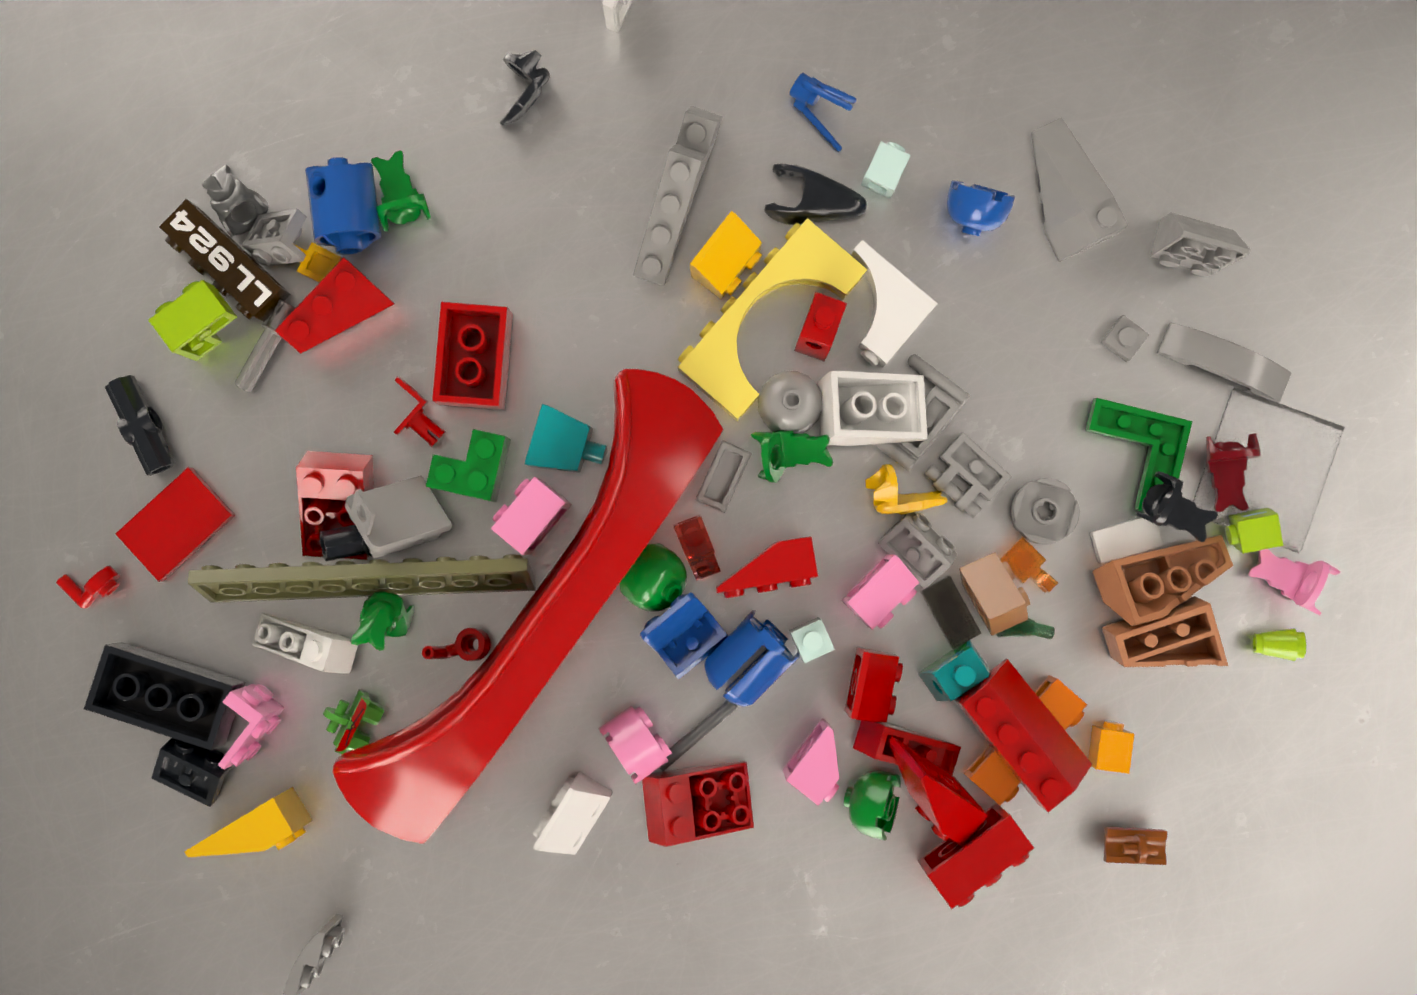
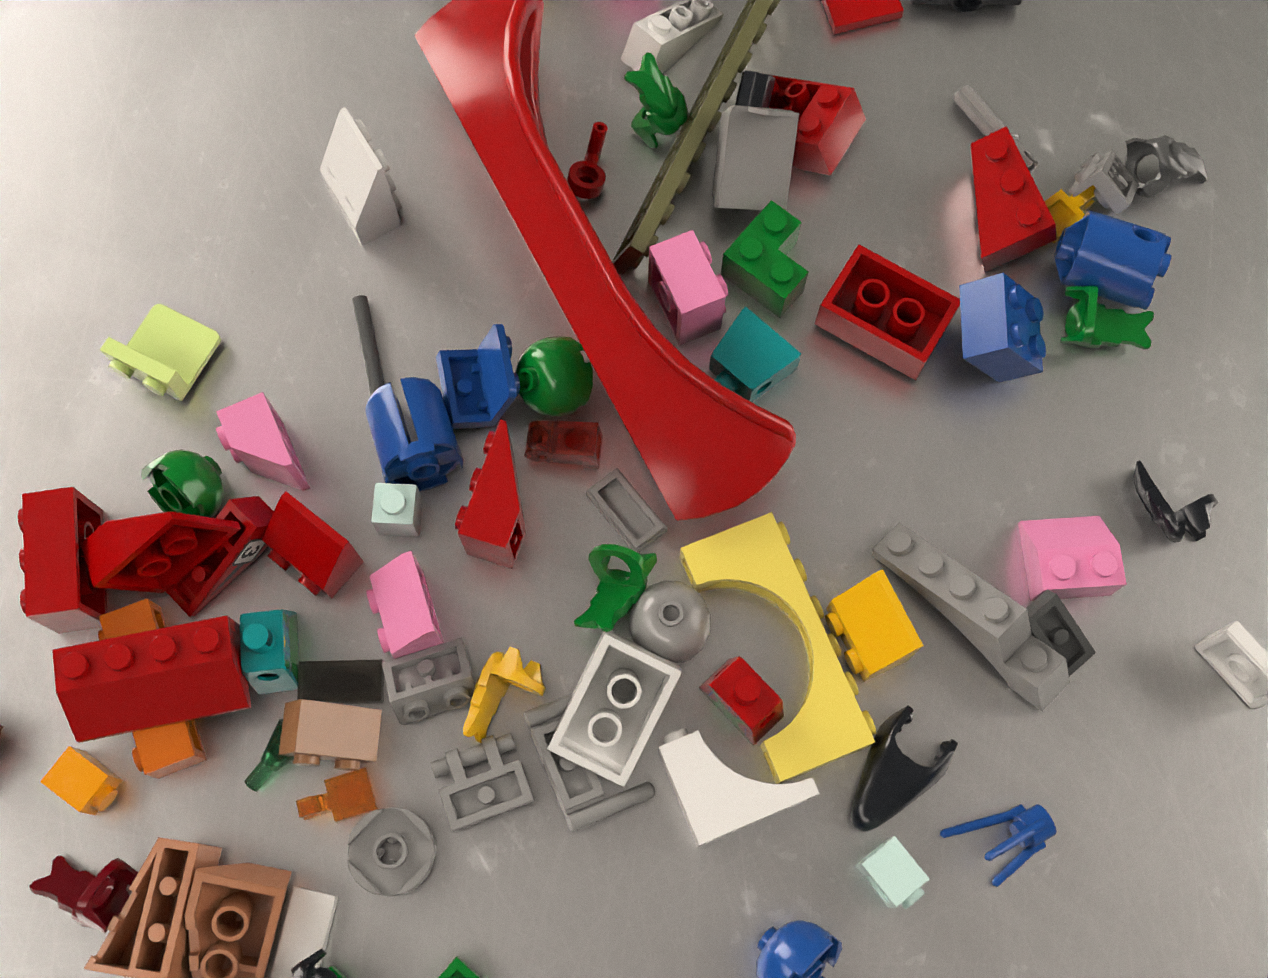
camera: 115 degrees right, 15 degrees down
(193, 320) = (1051, 65): lime brick -> none
(224, 260) = (1073, 137): dark brown brick -> none
(361, 709) = (556, 32): bright green hips -> none
(417, 419) = (849, 232): red bracket -> none
(446, 263) = (1001, 328): none -> blue brick
(597, 143) = (1071, 557): none -> bright pink slope
(635, 744) = (394, 277): bright pink brick -> none
(663, 128) = (1058, 630): none -> dark grey plate
(697, 803) = (298, 315): red slope -> none
(779, 887) = (164, 352): none -> yellowish green bracket
(1180, 691) = (87, 897): none -> dark red hair

